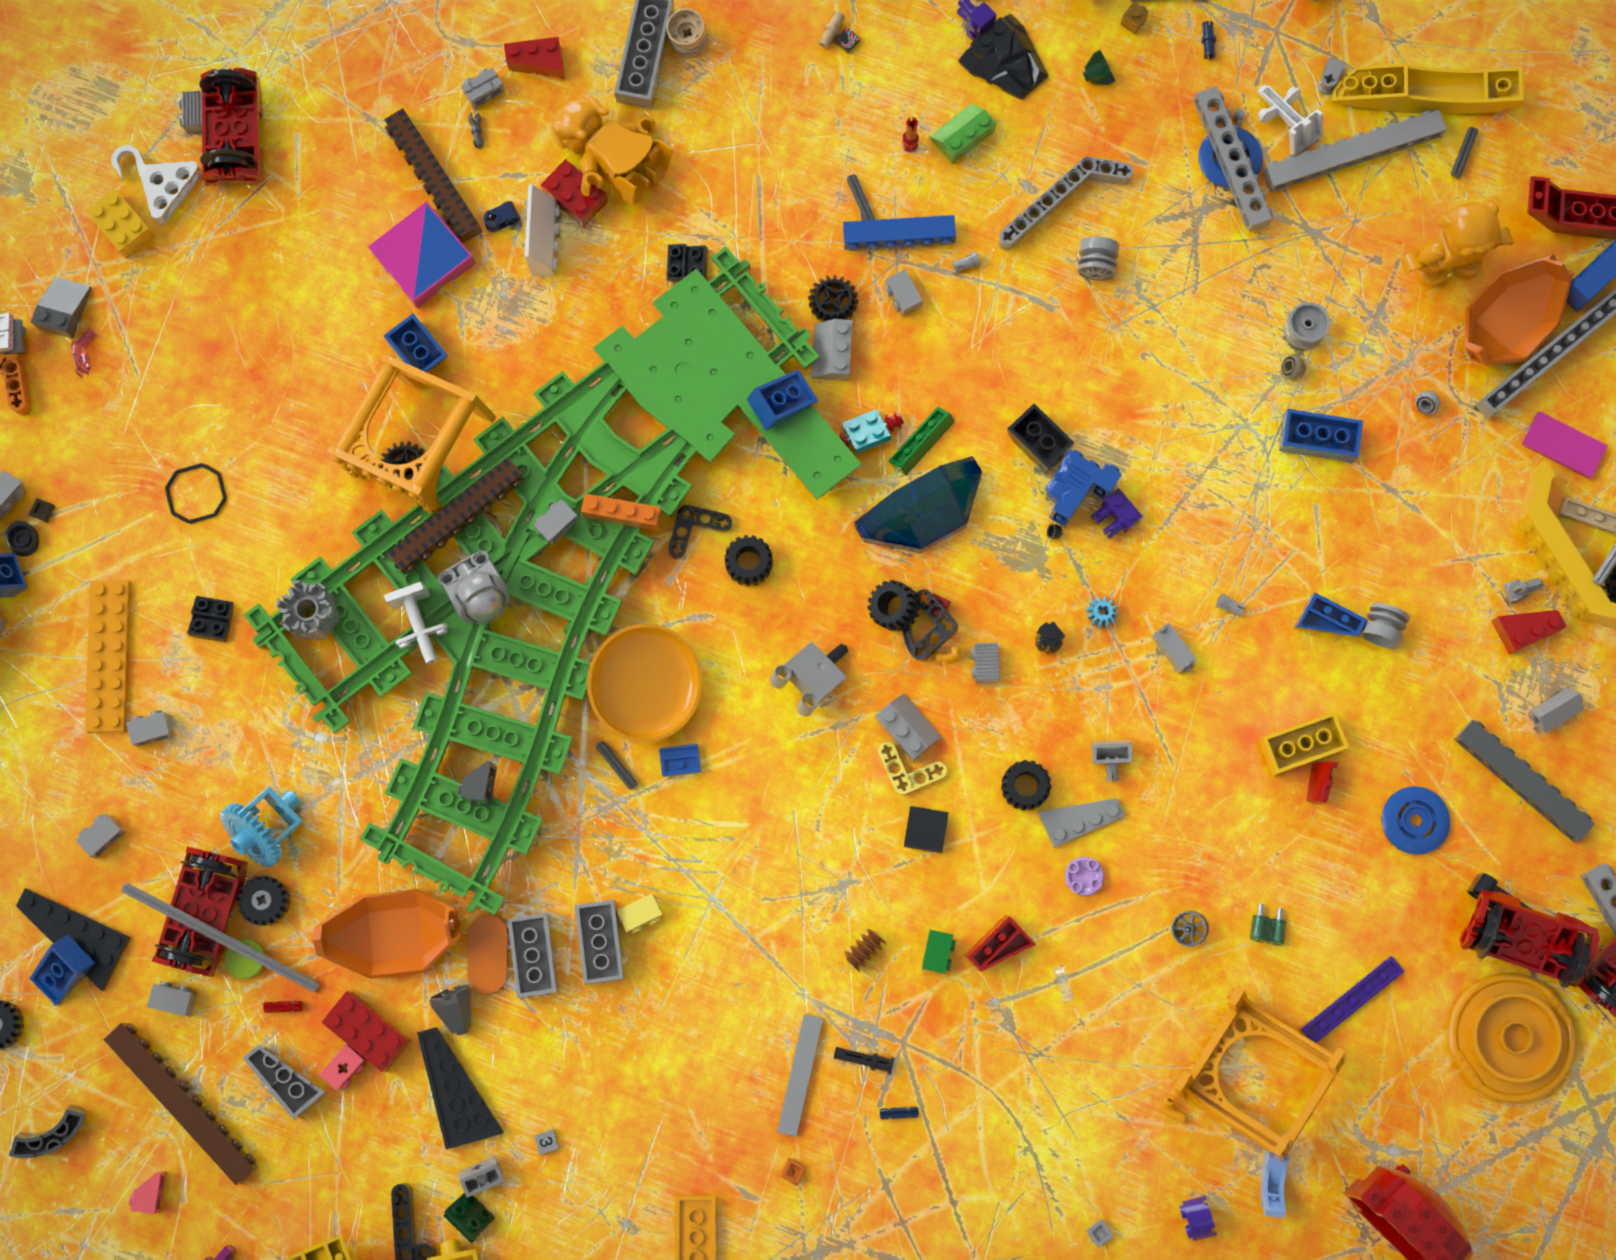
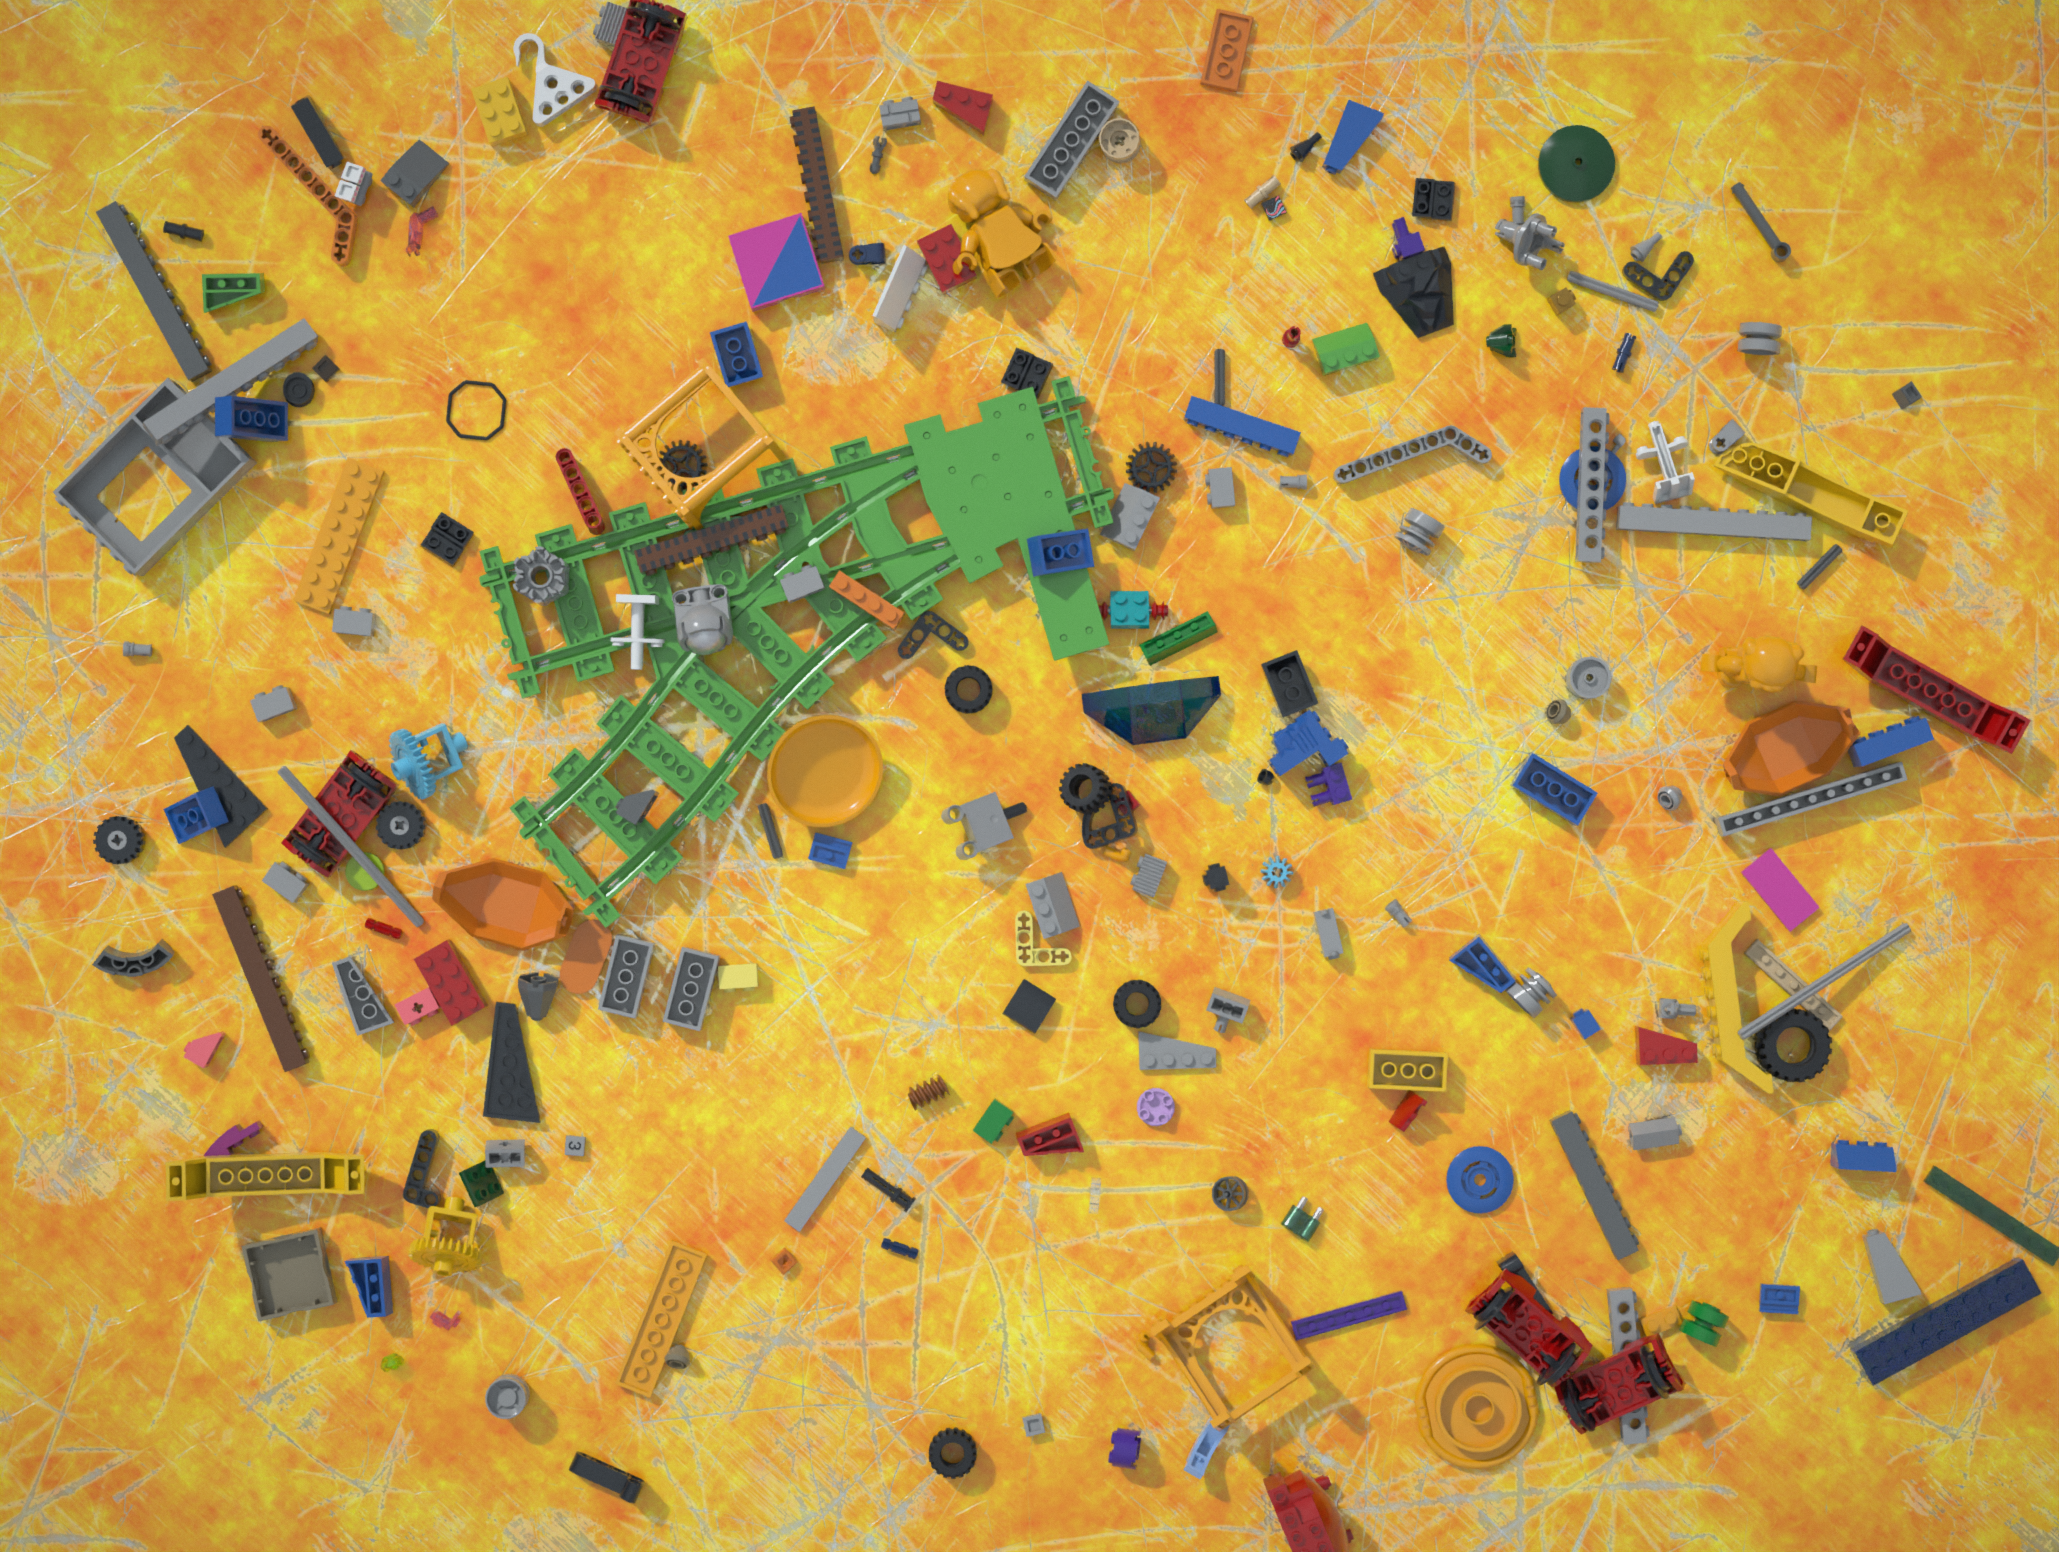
camera: 20 degrees right, 10 degrees up
(318, 523) = (576, 484): none -> red beam
(1445, 635) = (1584, 1023): none -> blue brick

